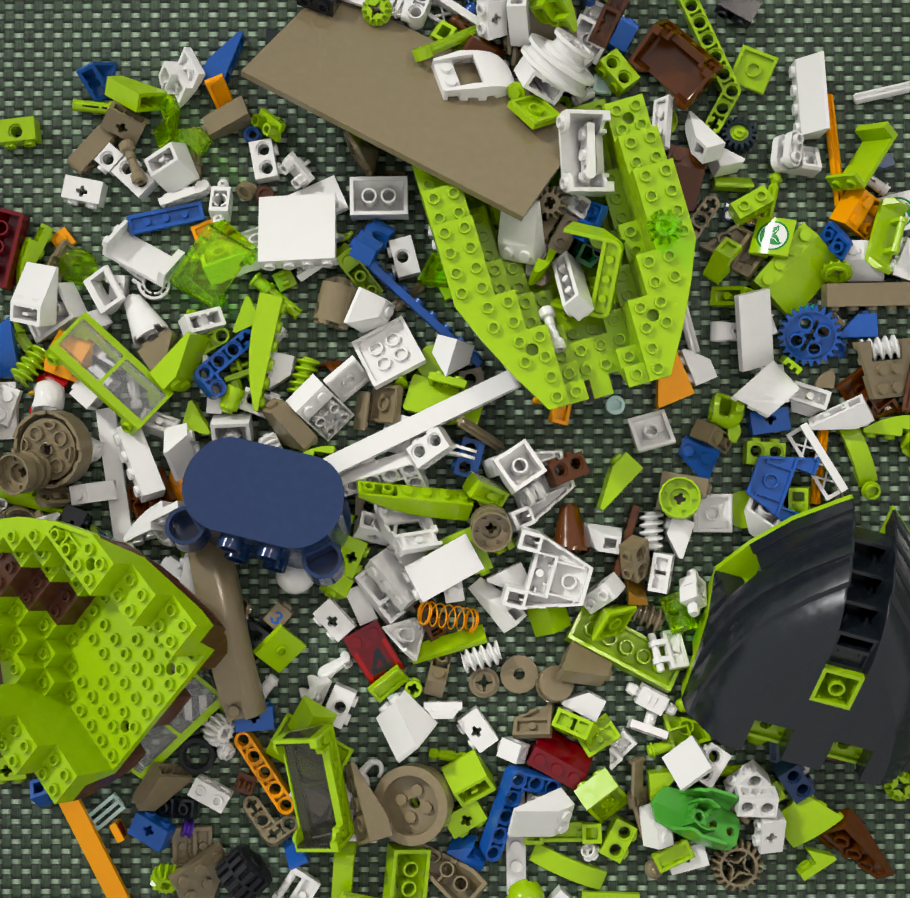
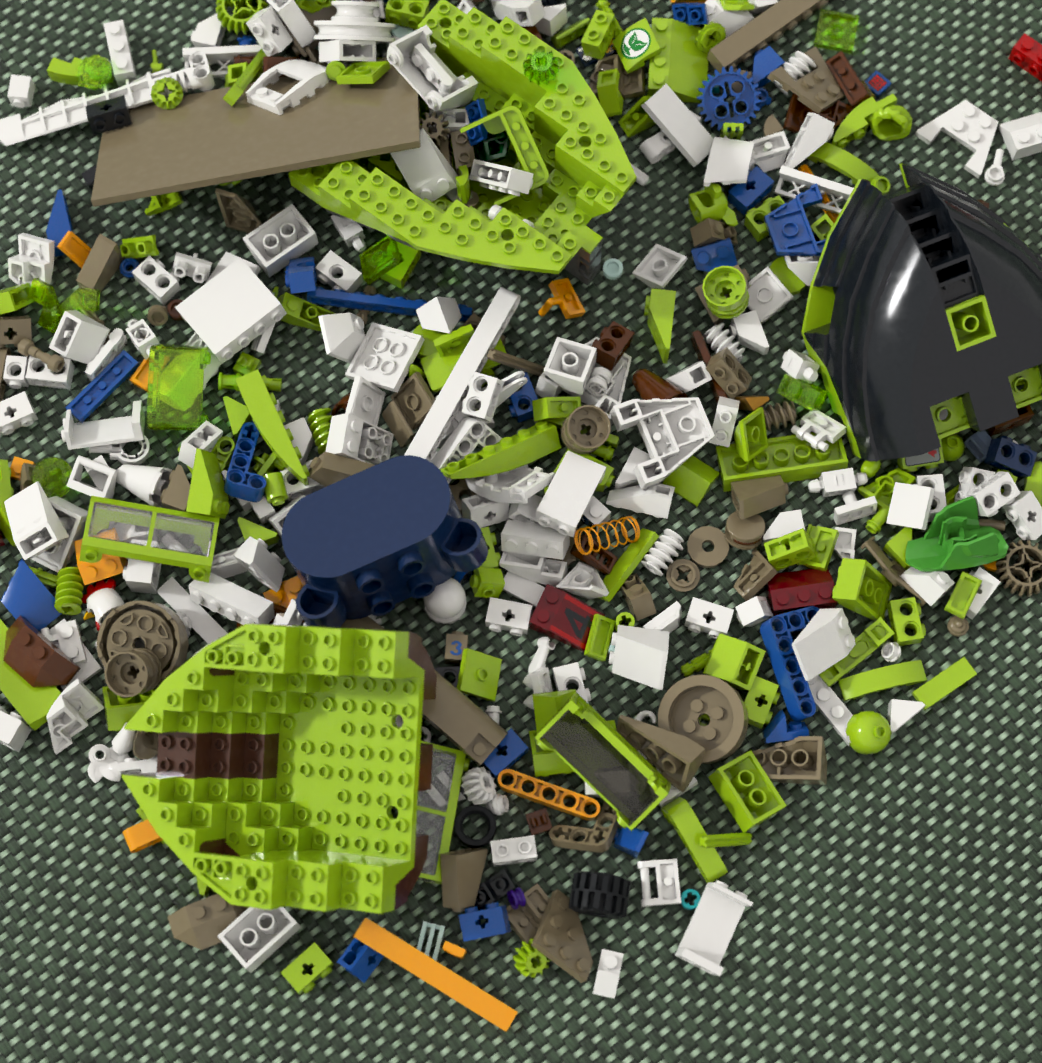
camera: 40 degrees left, 15 degrees down
(334, 302) = (307, 349): dark tan cylinder -> none
(661, 572) = (760, 370): white brick -> none
(673, 387) = (644, 215): light orange slope -> none
(698, 367) = (657, 189): white slope -> none

